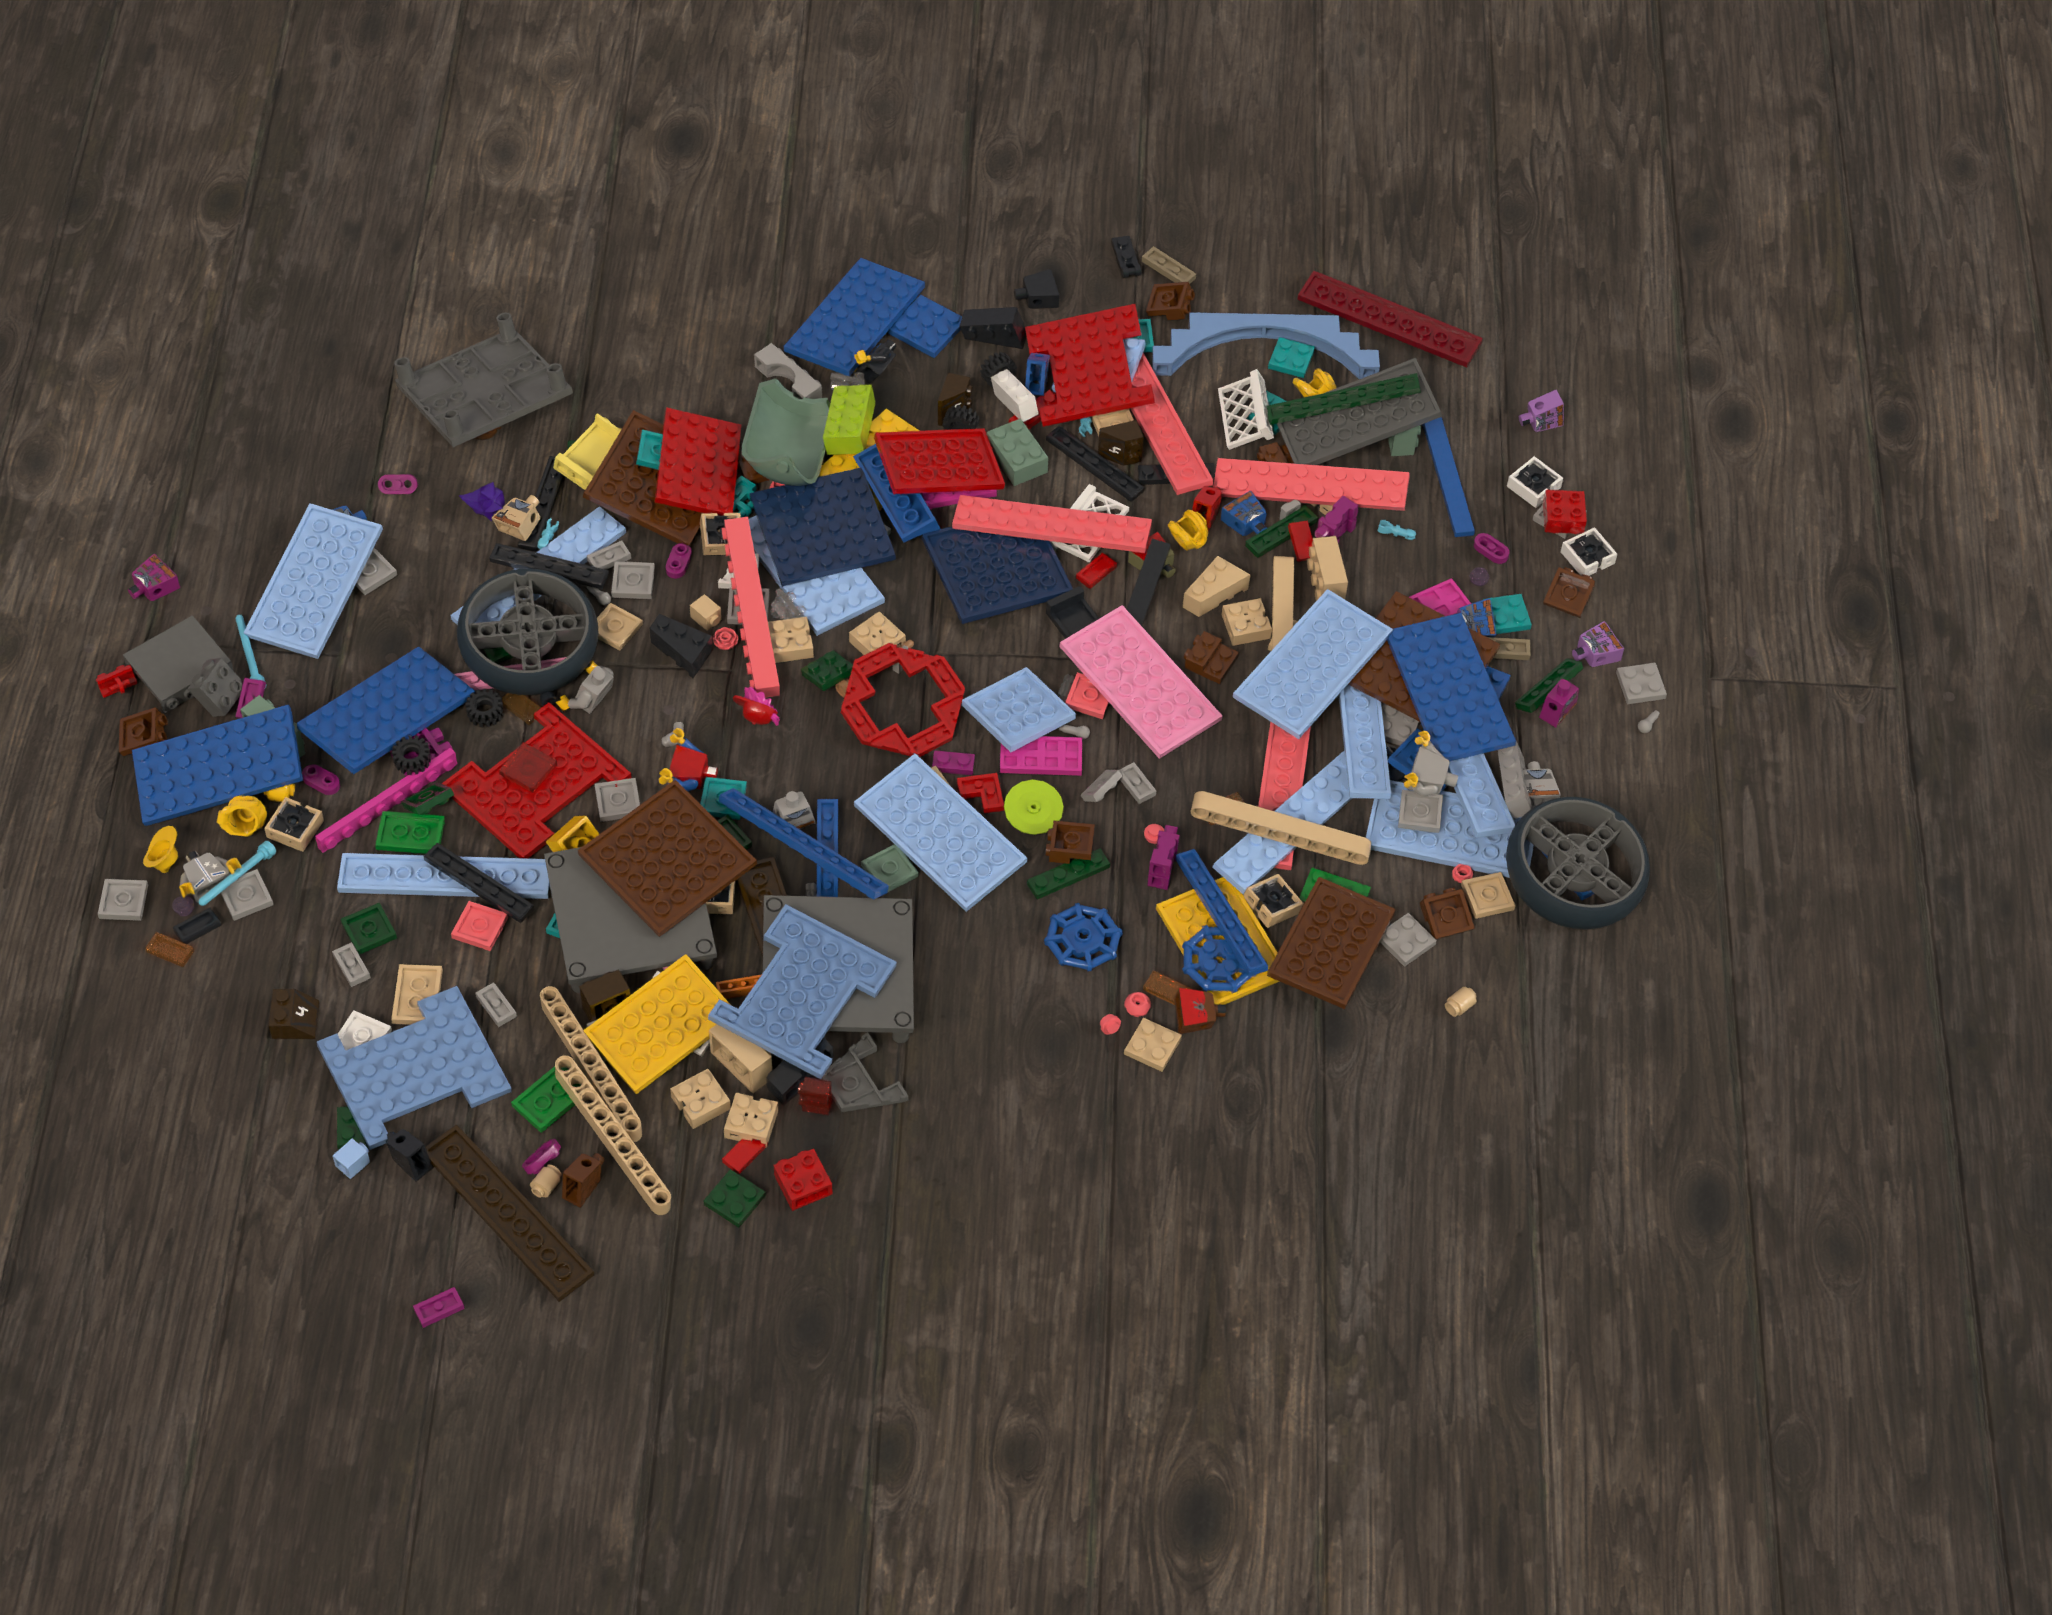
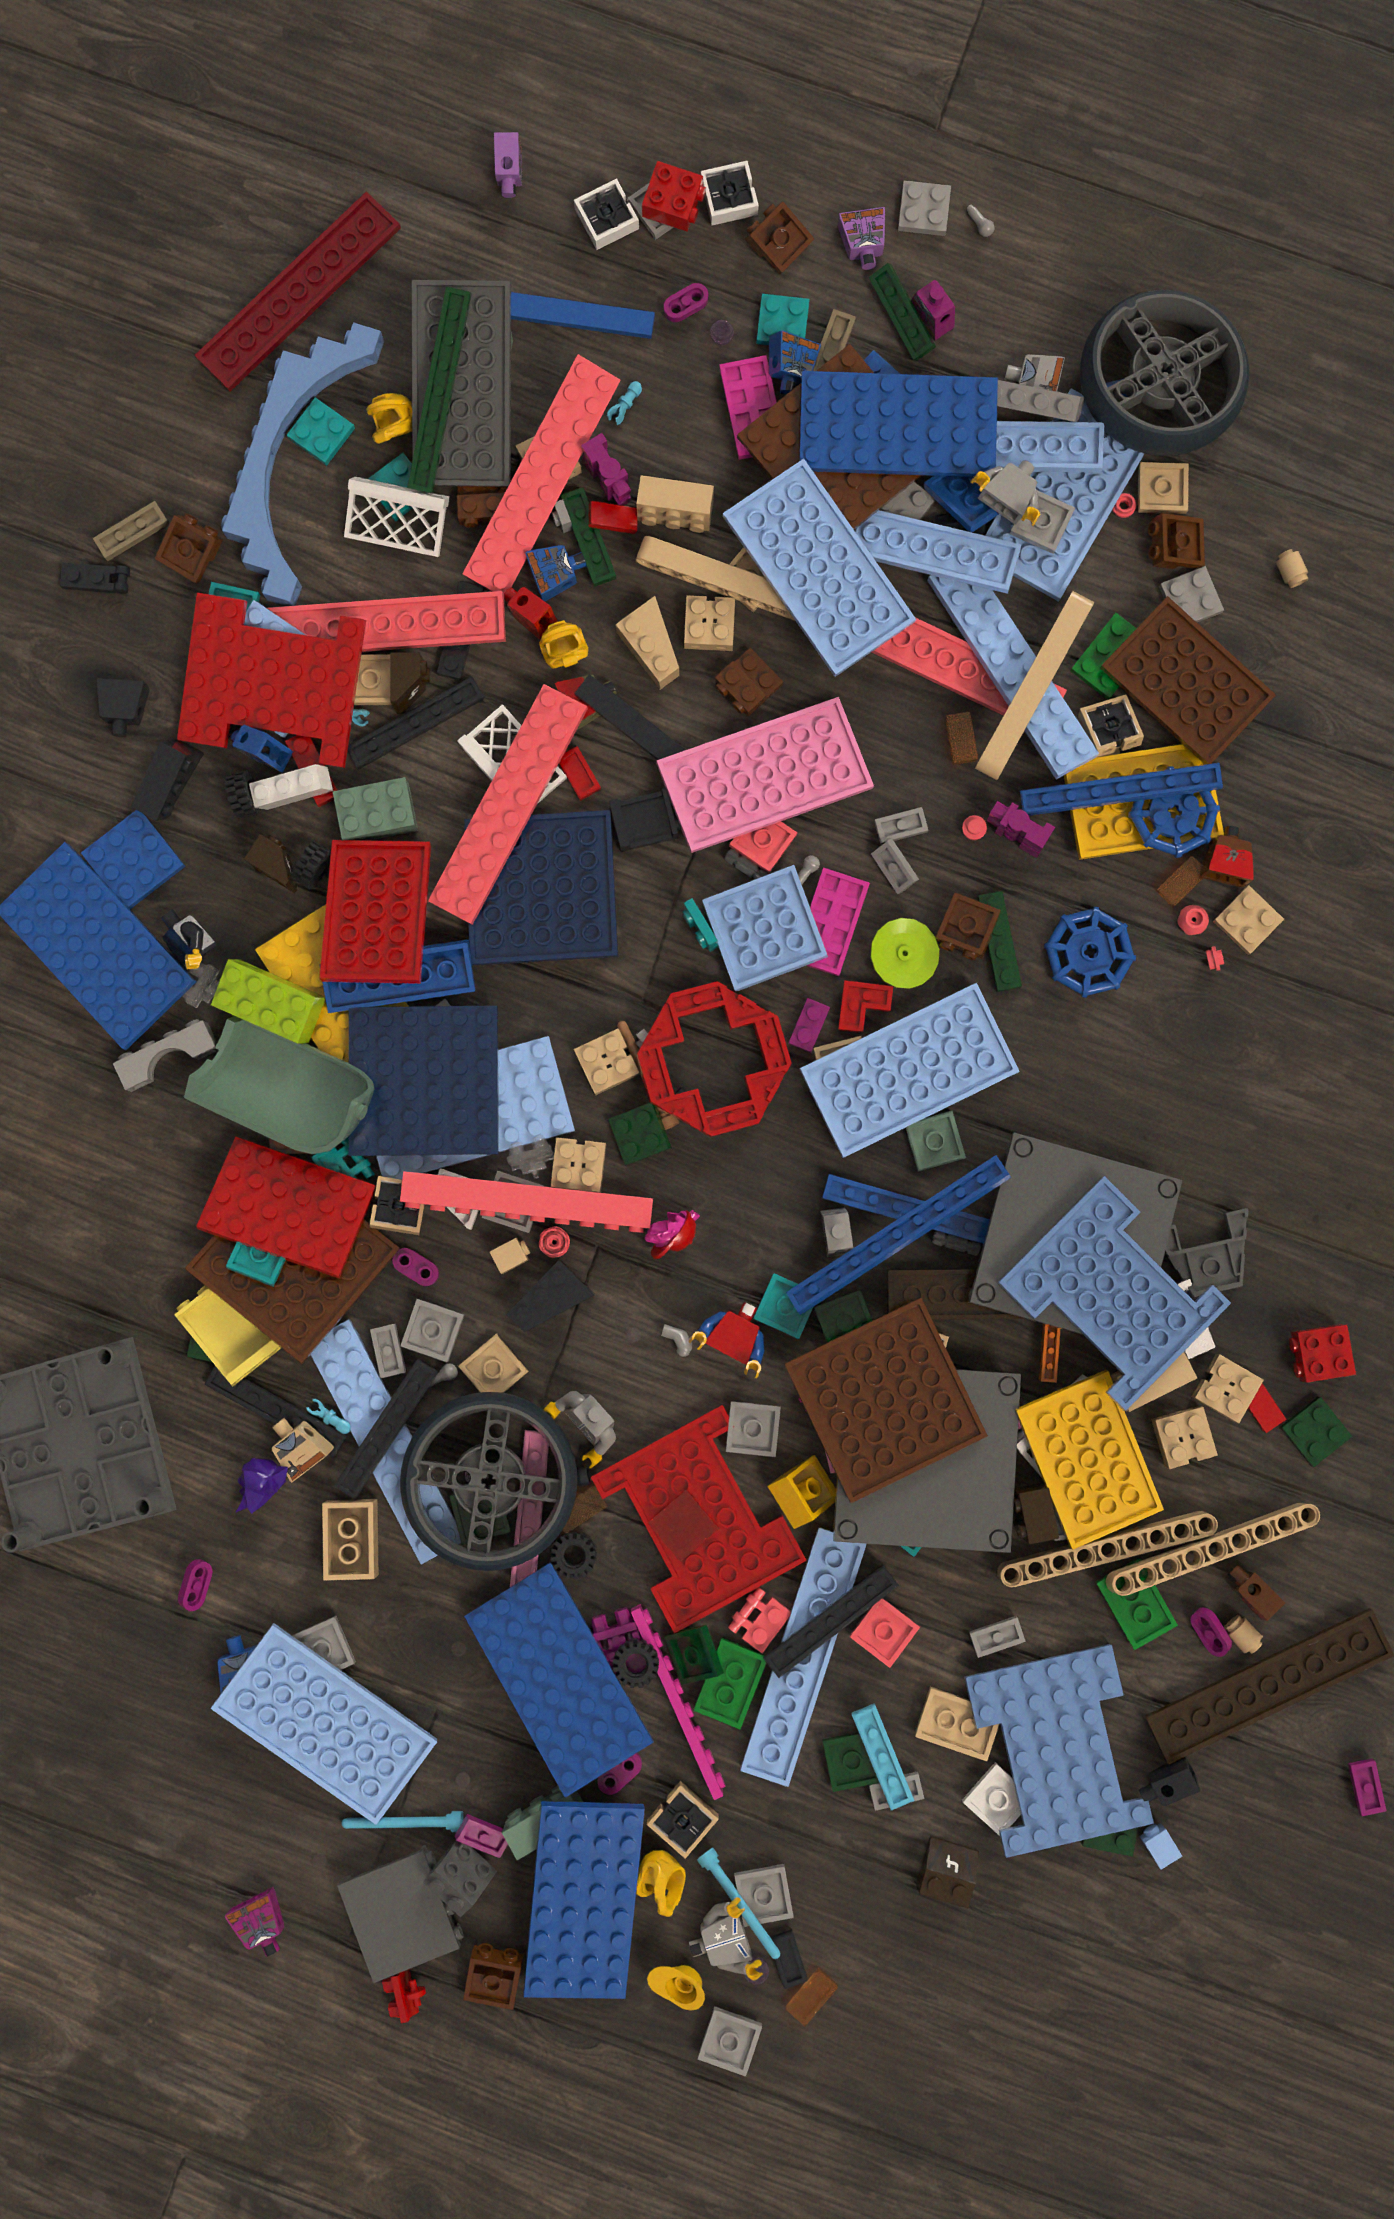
camera: 70 degrees left, 30 degrees up
(377, 943) = (882, 1756): none -> medium azure tile
(458, 564) = (350, 1539): none -> tan brick
(464, 846) = (766, 1624): none -> coral plate
(815, 1095) = (1233, 1314): clear red brick -> none
(1005, 663) = (695, 918): none -> teal plate

